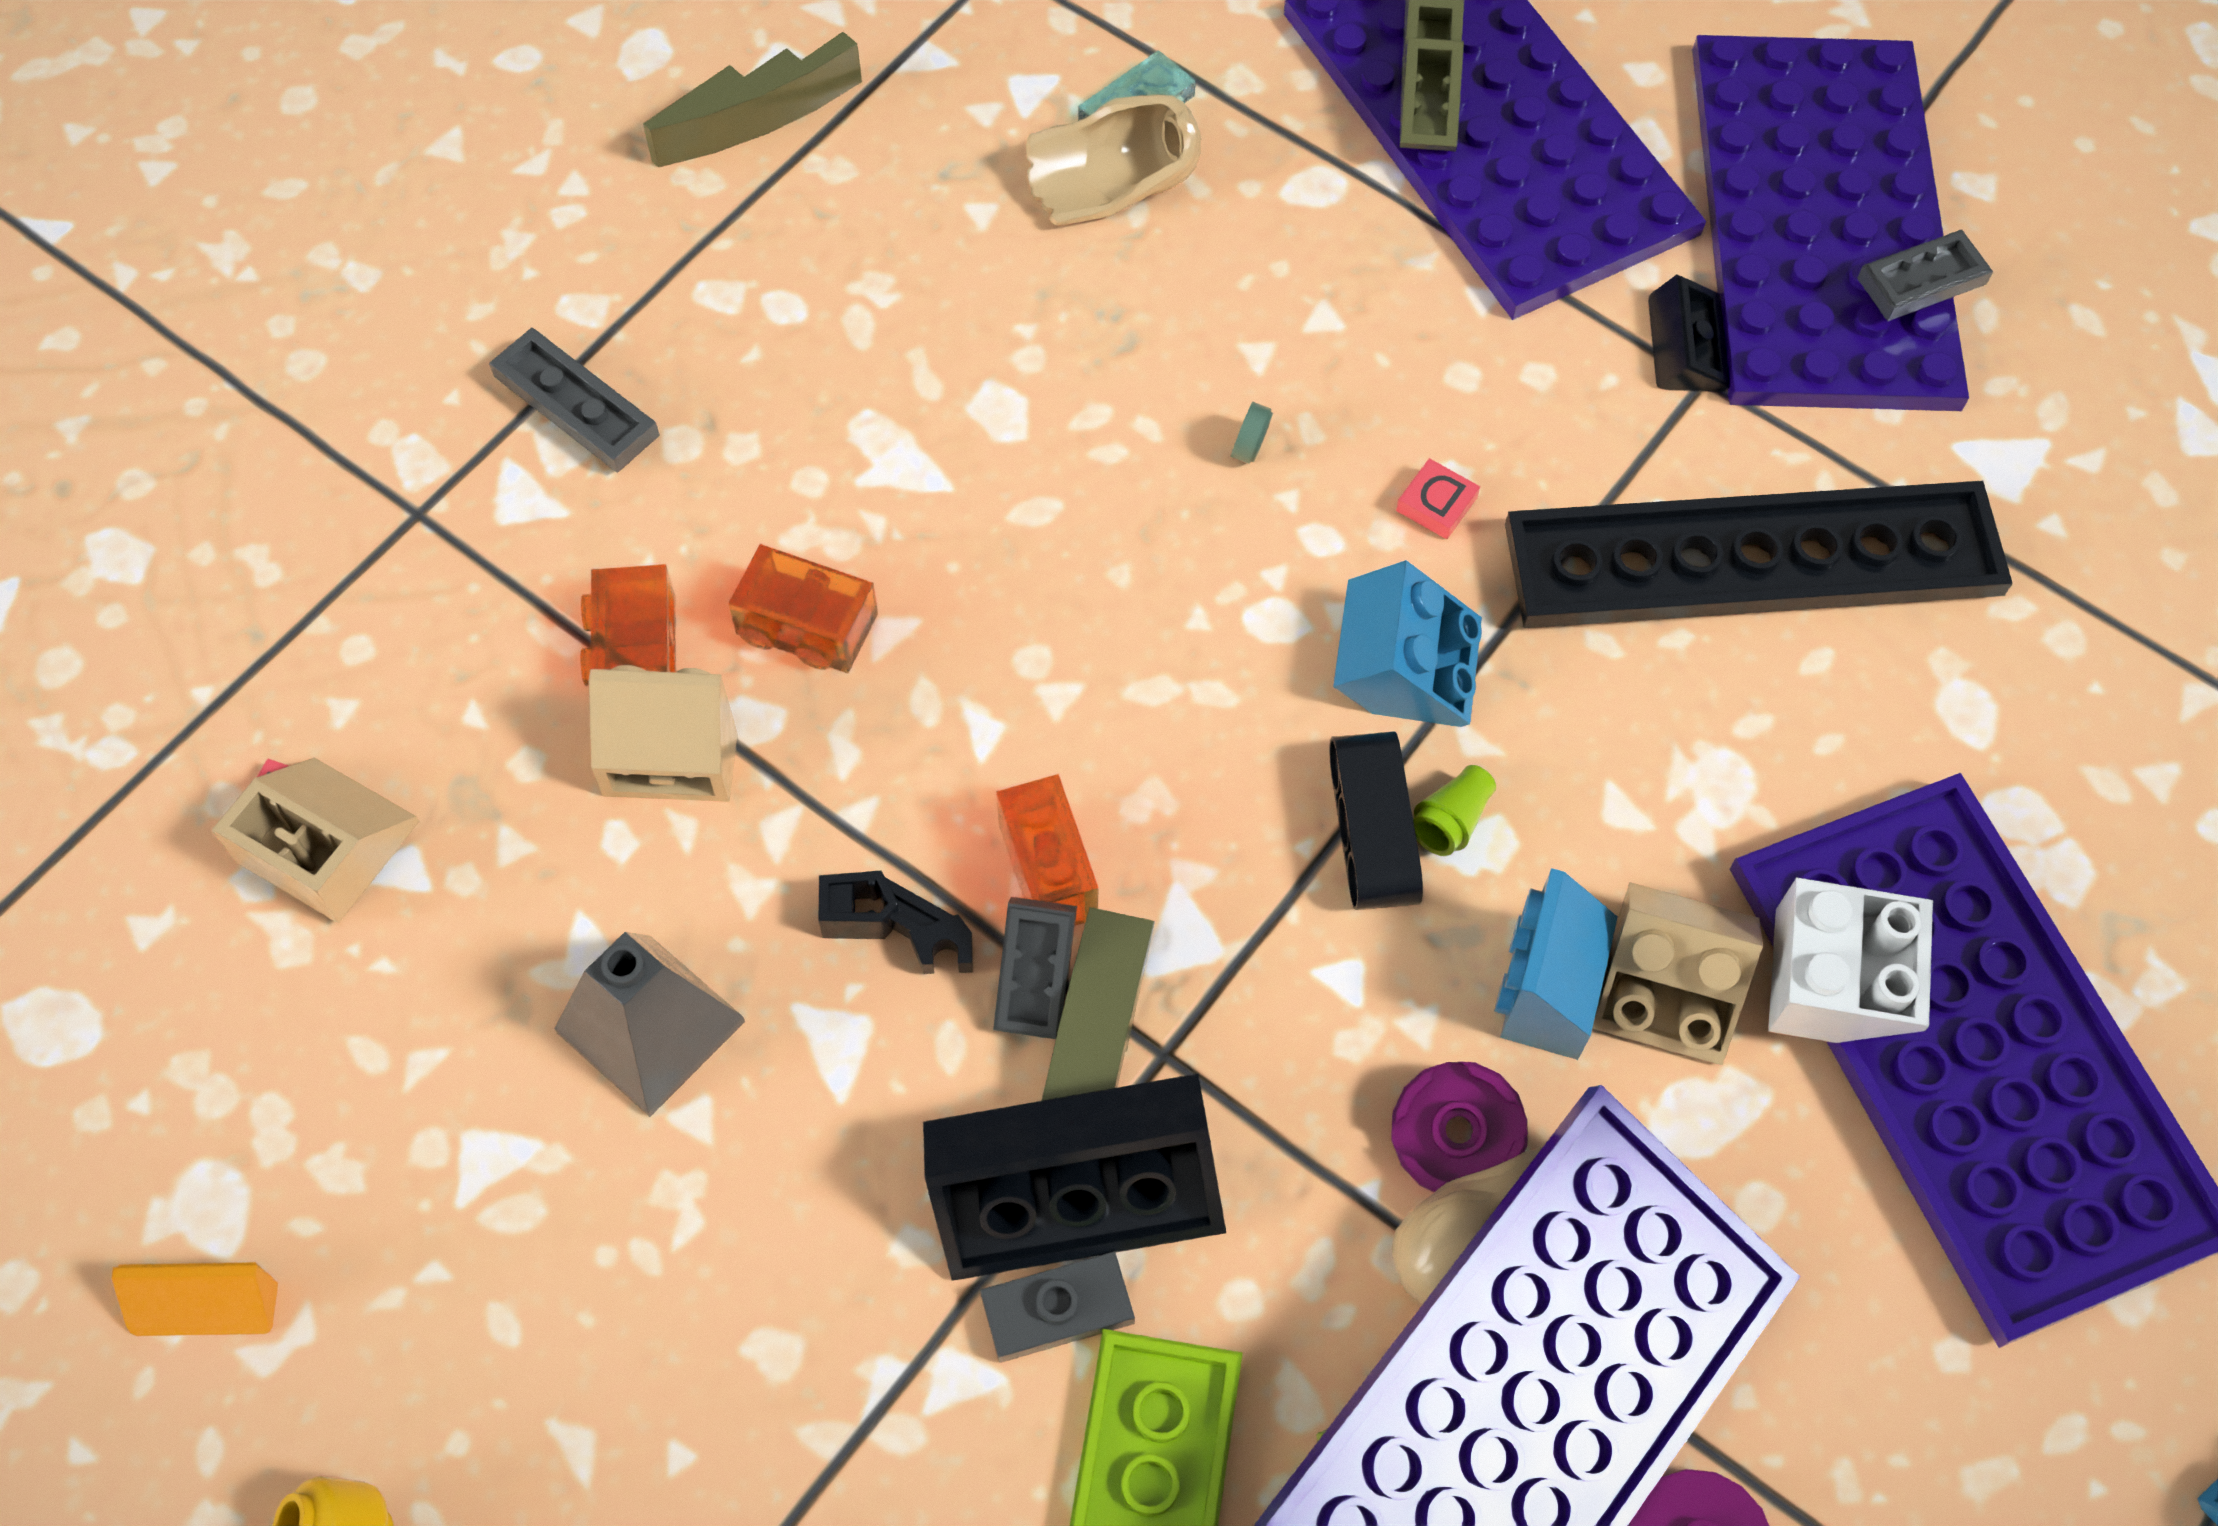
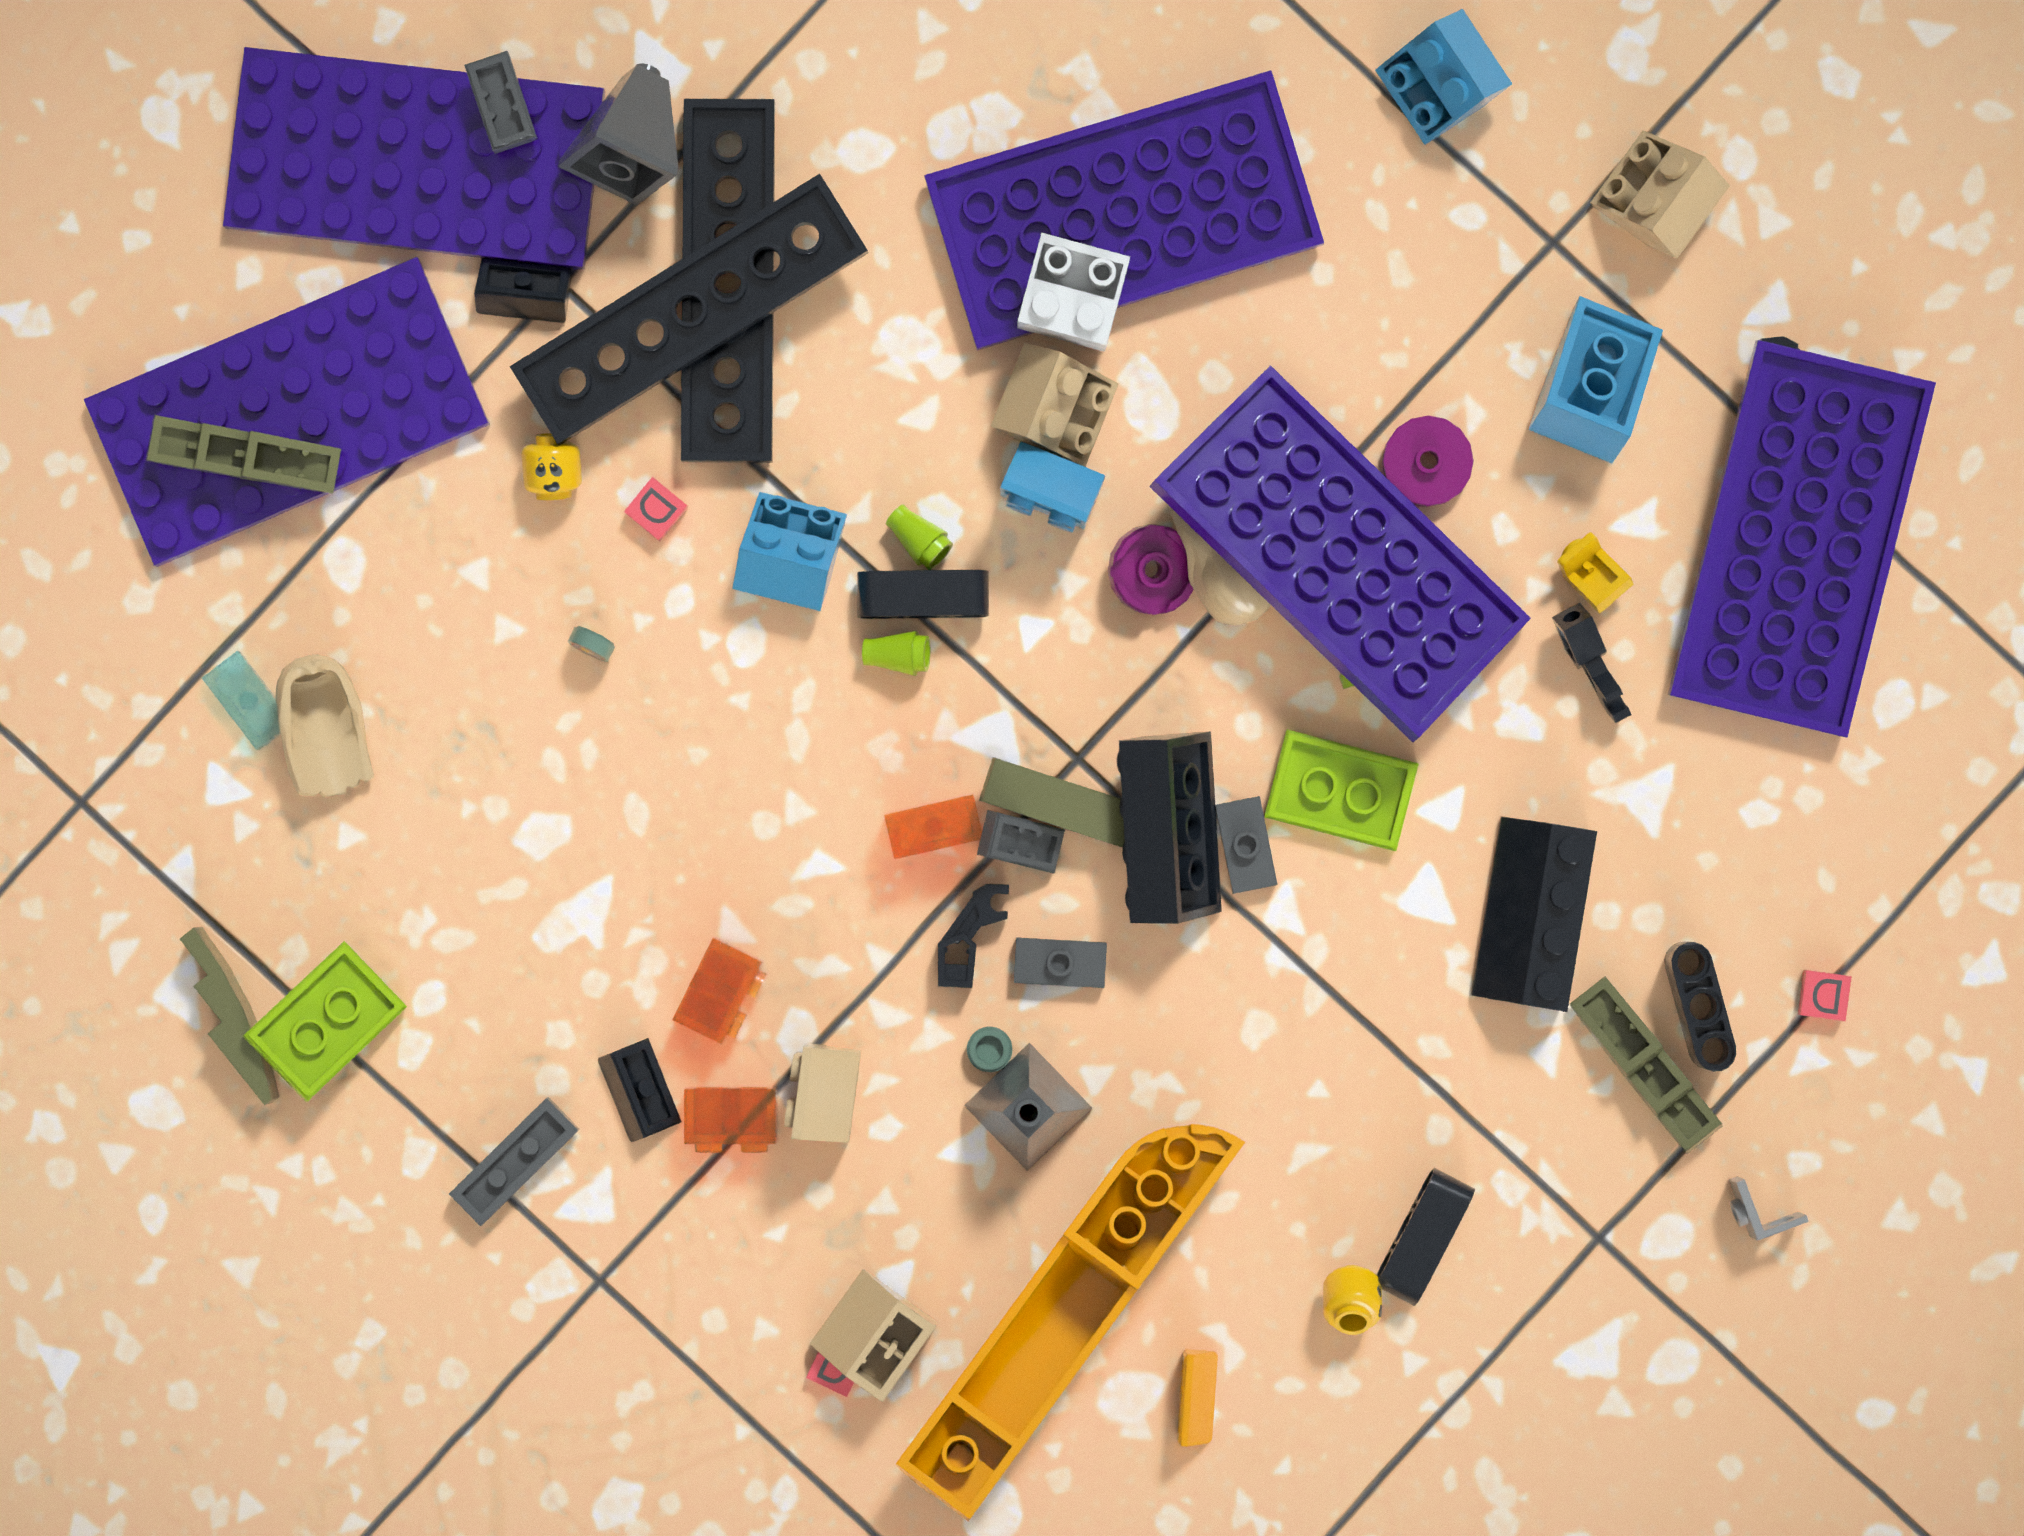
camera: 80 degrees left, 25 degrees up
(334, 1083) = (1064, 1312): none -> light orange slope
(673, 533) = (639, 1090): none -> black slope
(733, 963) = (989, 1049): none -> sand green tile
(748, 184) = (324, 1021): none -> lime tile
(862, 1050) = (1060, 962): none -> dark grey plate
(1289, 801) = (898, 652): none -> lime cone
(1473, 371) = (551, 468): none -> yellow head
(1707, 531) = (688, 341): none -> black plate
(1919, 404) = (629, 138): none -> dark grey slope

